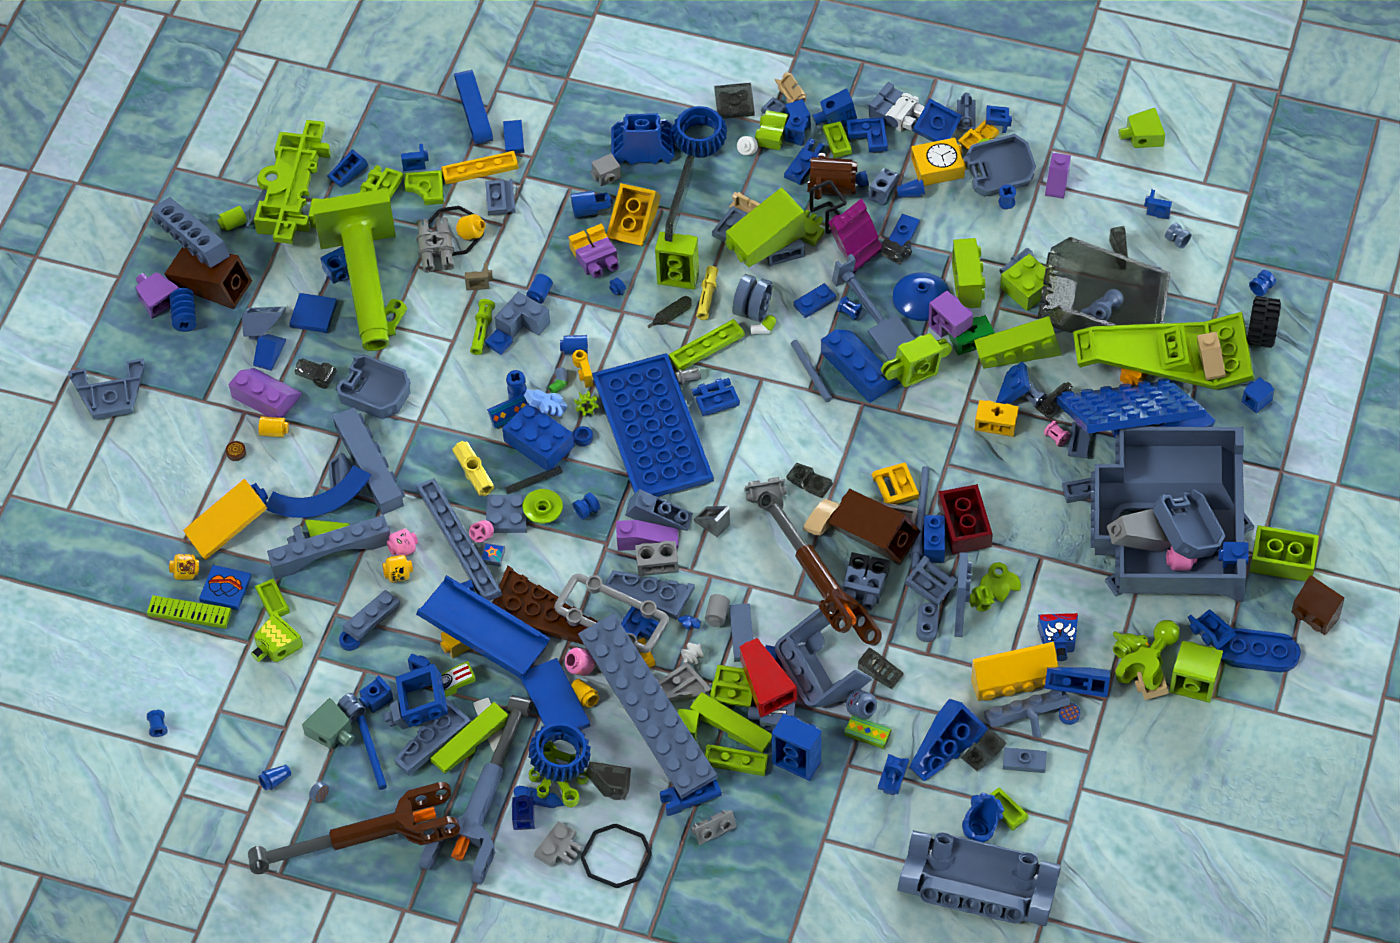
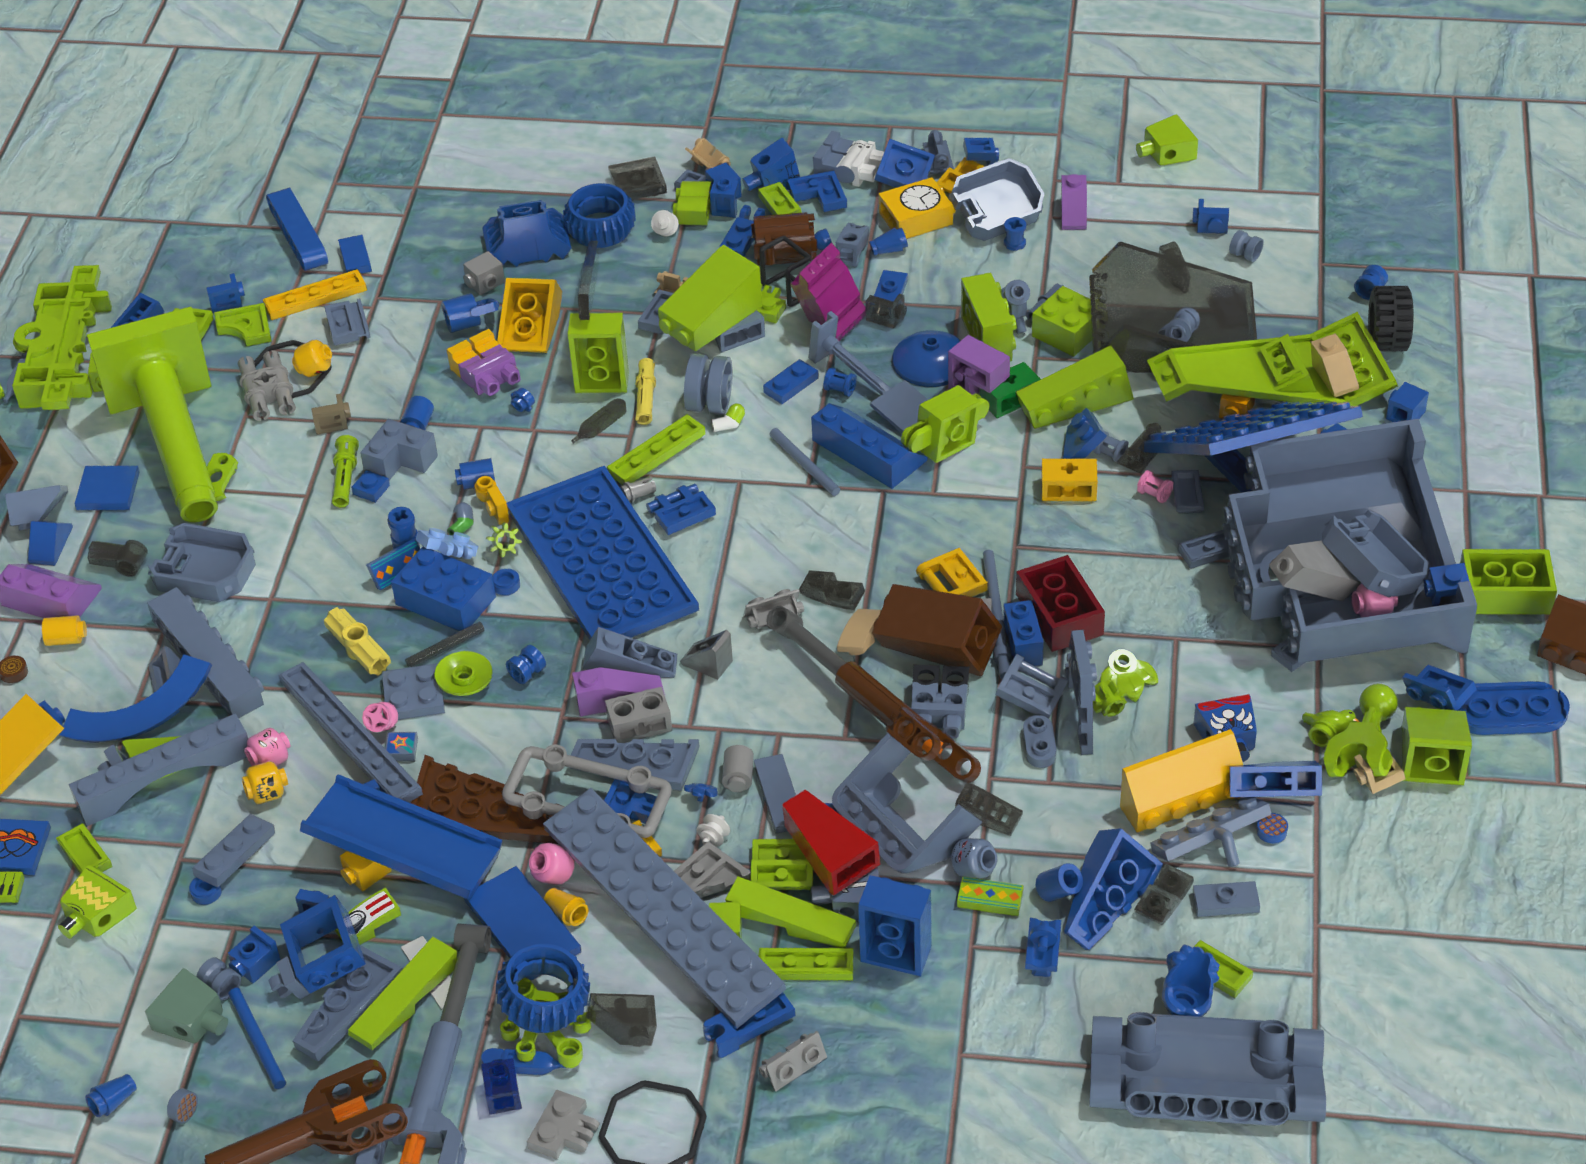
camera: 10 degrees left, 10 degrees down
(335, 265) = (131, 427): blue brick -> none
(914, 731) = (1059, 882): none -> blue brick
(991, 258) = (1017, 294): none -> sand blue piece

